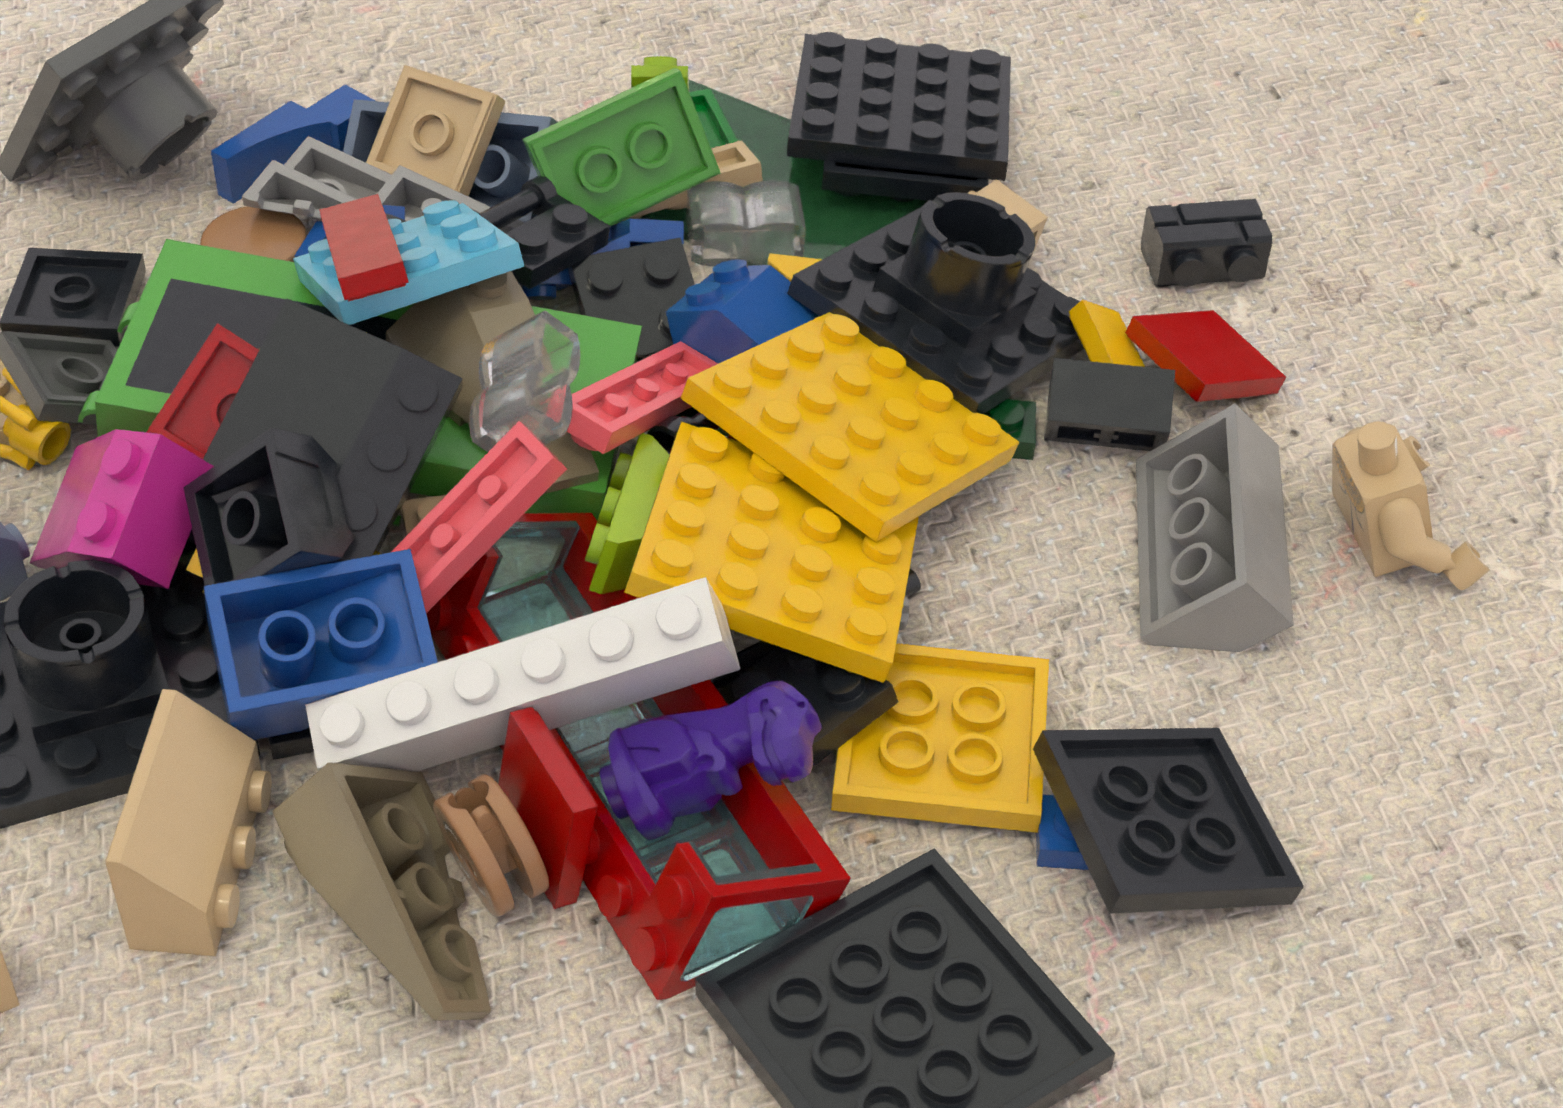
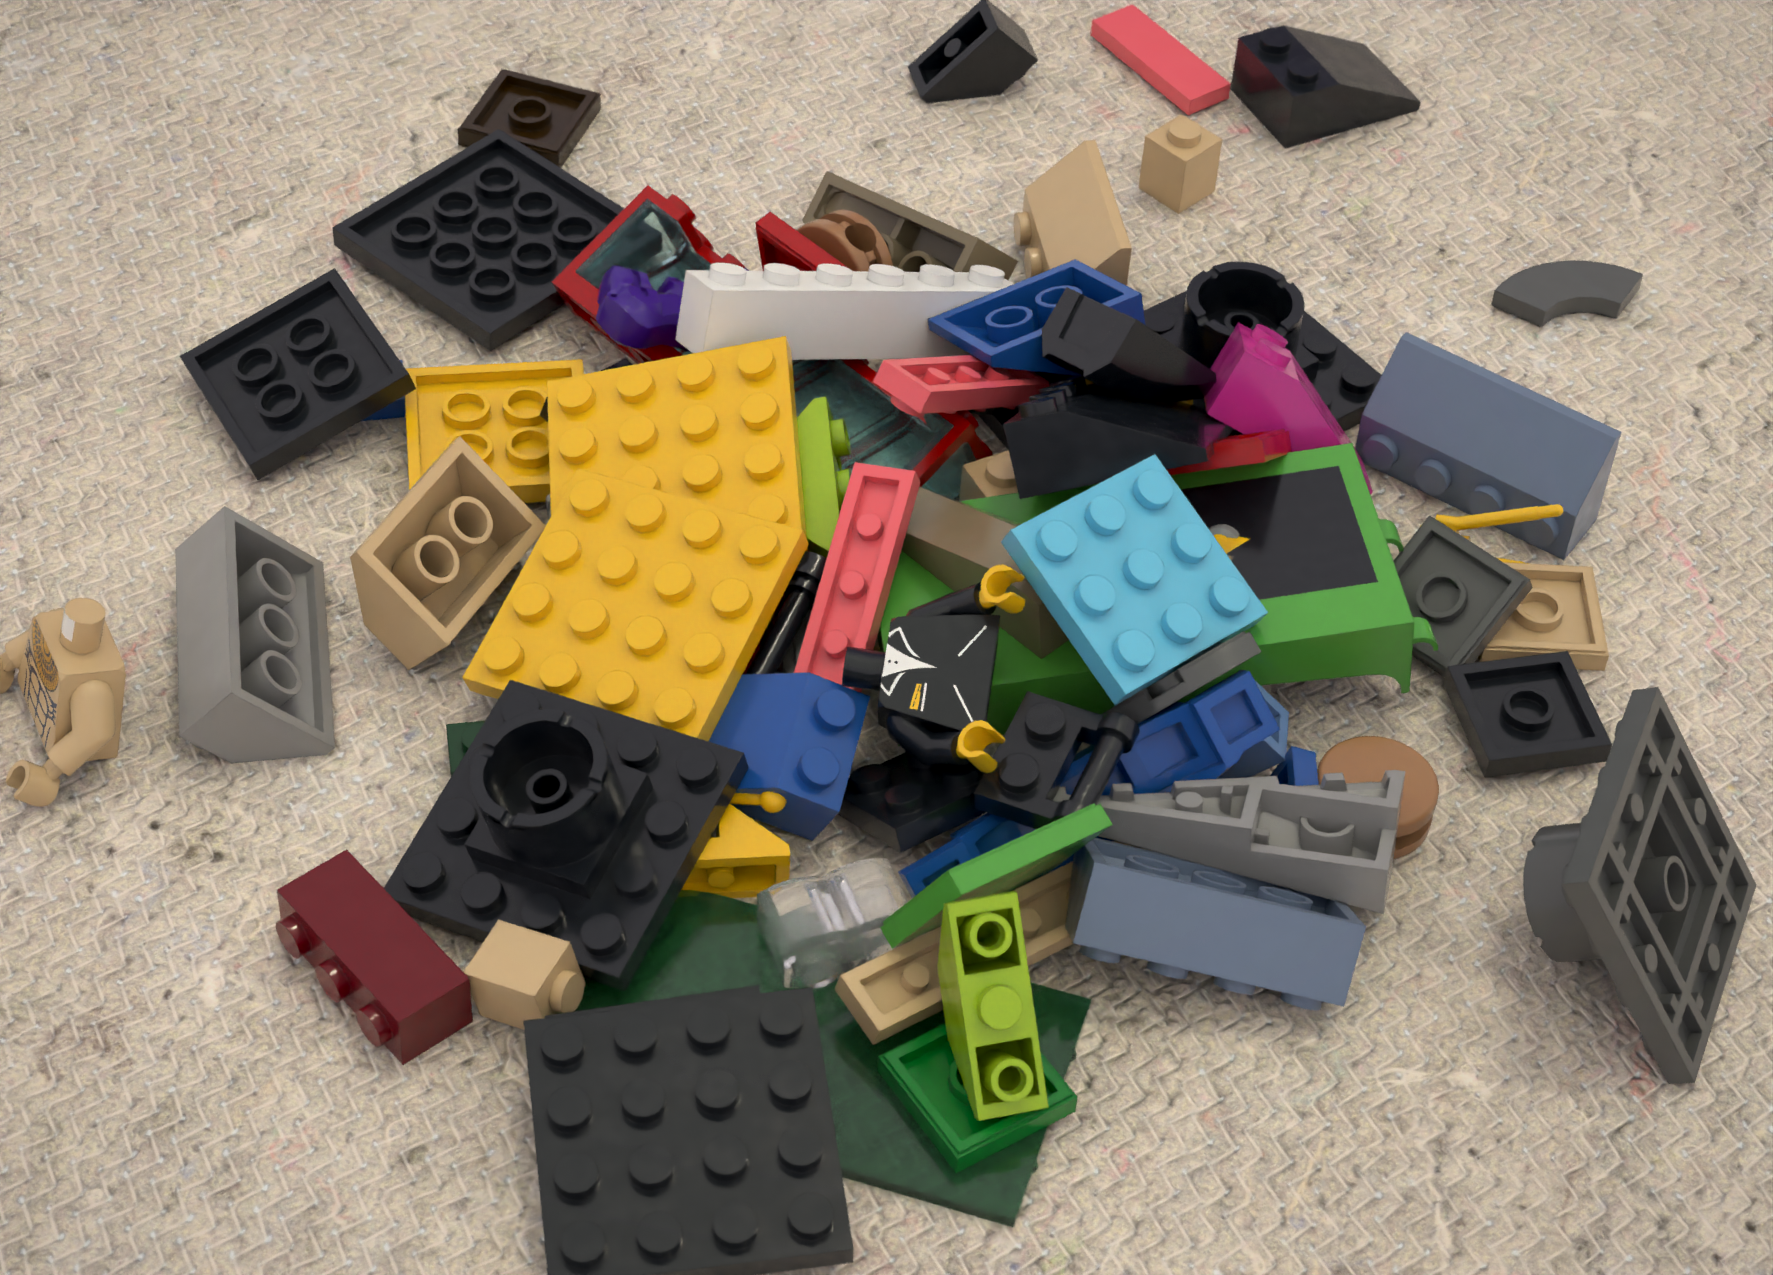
camera: 165 degrees right, 0 degrees up
(278, 136) = (1421, 969): blue slope -> none
(363, 248) = (1169, 519): tile -> none
(436, 129) = (1236, 874): tan tile -> none
(526, 380) = (949, 460): clear brick -> none
(601, 283) = (940, 673): none -> black torso
(1019, 539) = (440, 554): none -> tan slope
(1103, 334) = (365, 821): yellow tile -> none
(1108, 262) = (373, 957): none -> dark red brick
(1109, 404) = (367, 743): black hinge -> none
(1206, 242) = (256, 1026): black brick -> none
(1206, 355) = (251, 849): red tile -> none

